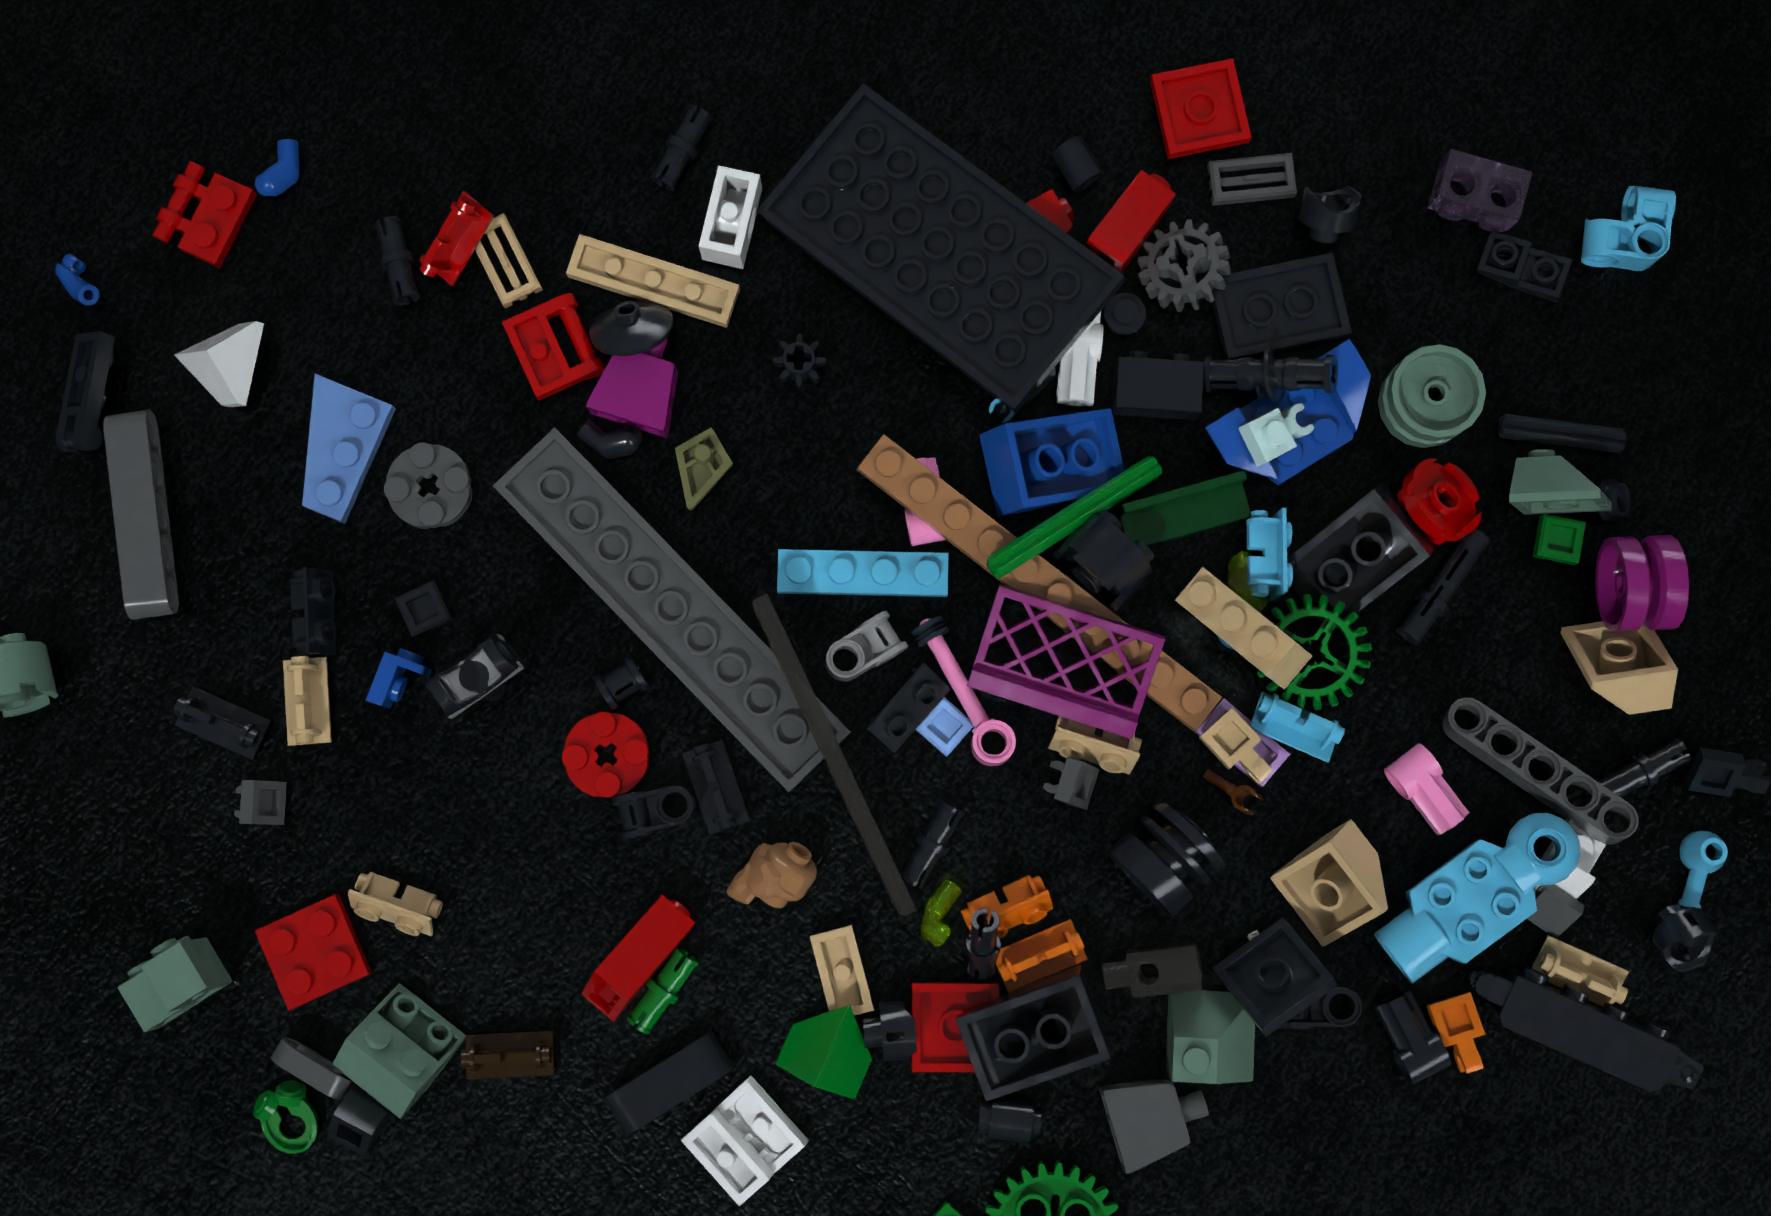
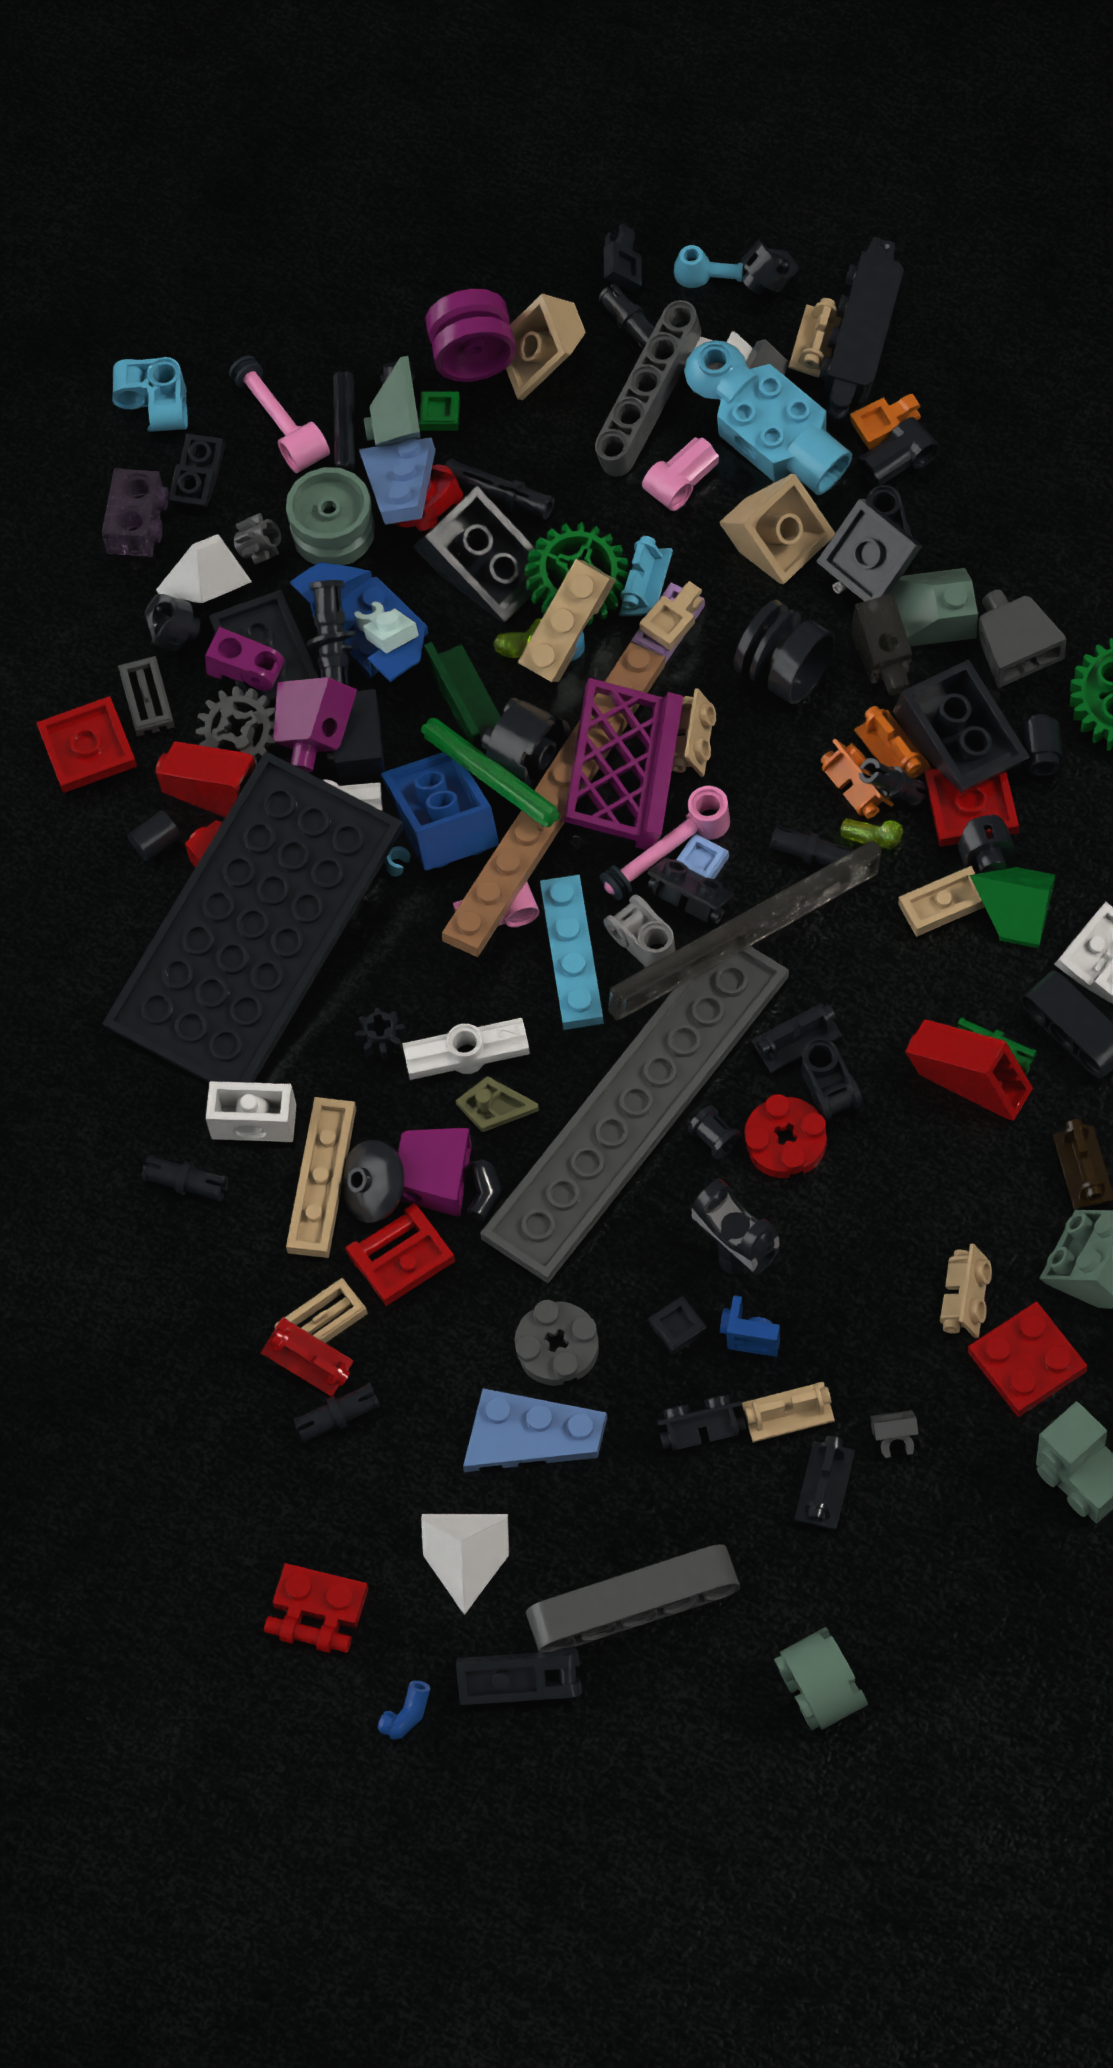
camera: 90 degrees left, 20 degrees down
(283, 173) = (263, 1539): blue arm -> none
(762, 419) = (490, 1041): none -> white piece
(775, 875) = (867, 967): medium nougat head -> none
(1075, 782) = (731, 742): dark grey tile -> none
(1172, 336) = (311, 717): none -> magenta torso
(1236, 793) = (712, 622): reddish brown hand -> none
(1261, 276) = (243, 660): none -> magenta leg
(1272, 538) = (511, 615): medium azure hinge -> none
(1378, 253) = (204, 572): none -> white slope
(1420, 316) = (257, 538): none -> dark grey gear
(1464, 477) = (400, 477): none -> medium blue wing
(1537, 380) = (300, 445): none -> bright pink piece

